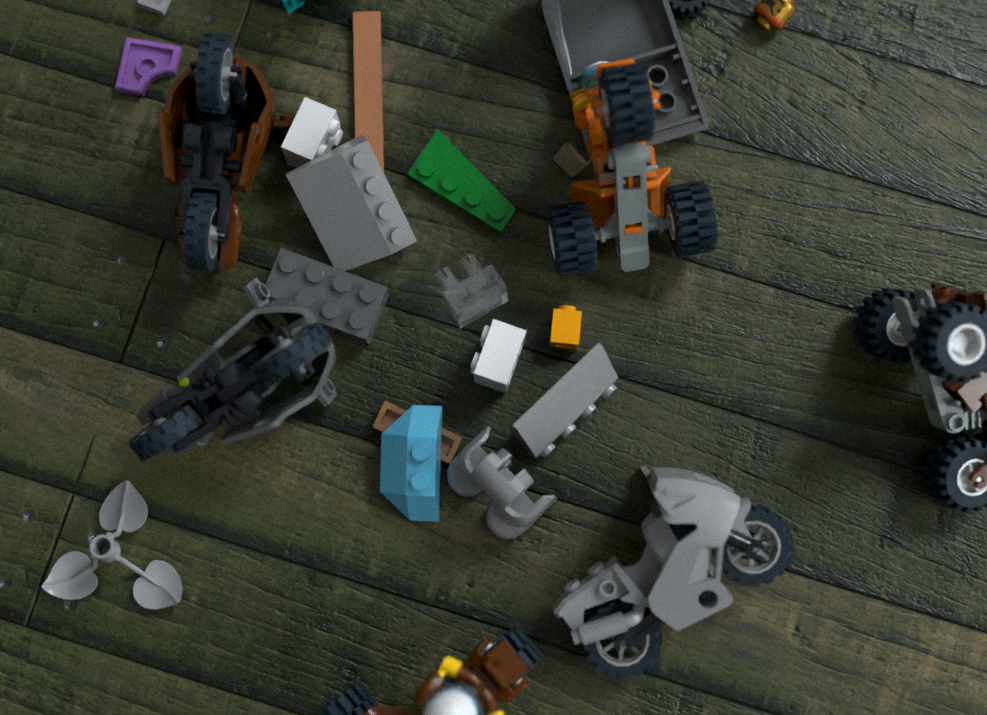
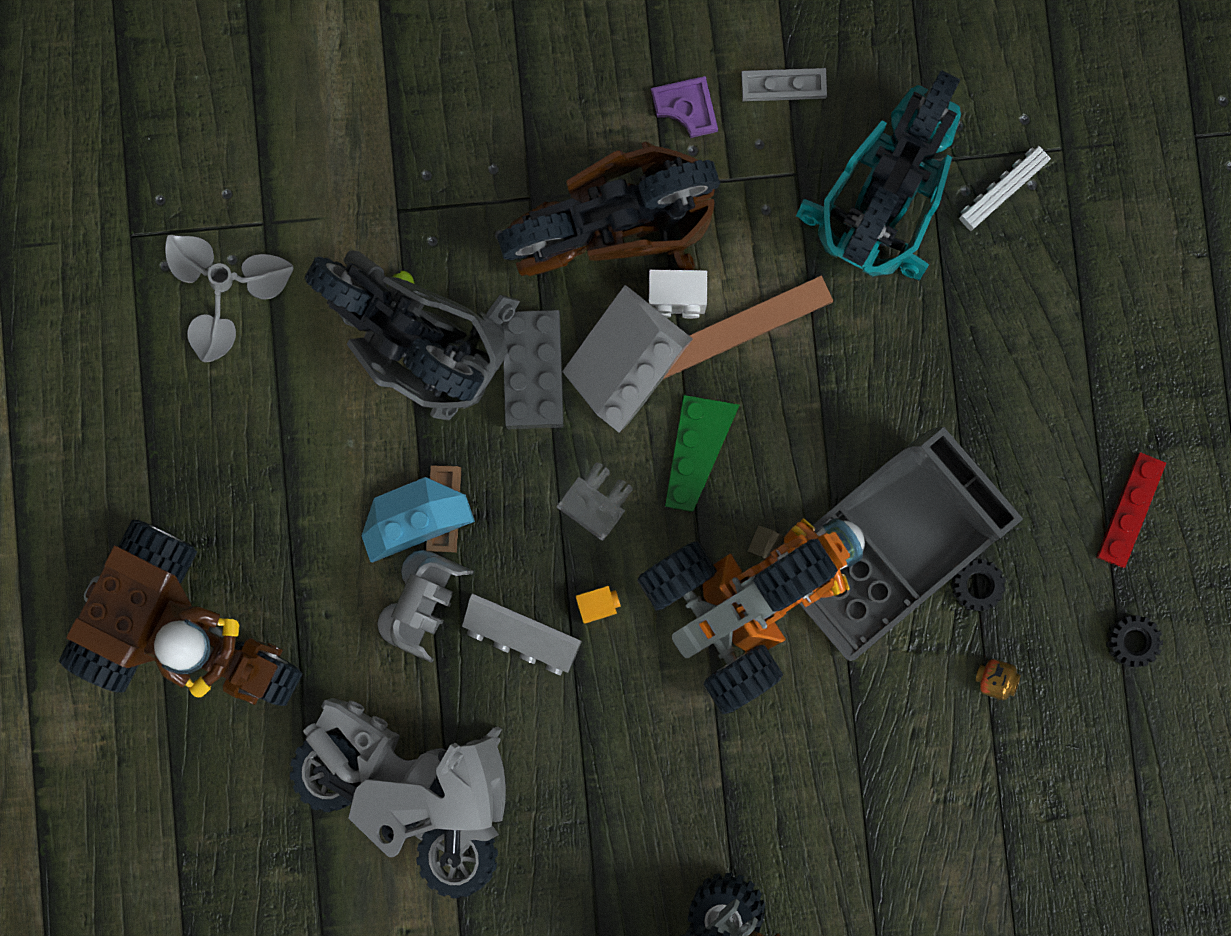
camera: 70 degrees right, 5 degrees up
(499, 355) = (541, 553): white brick -> none

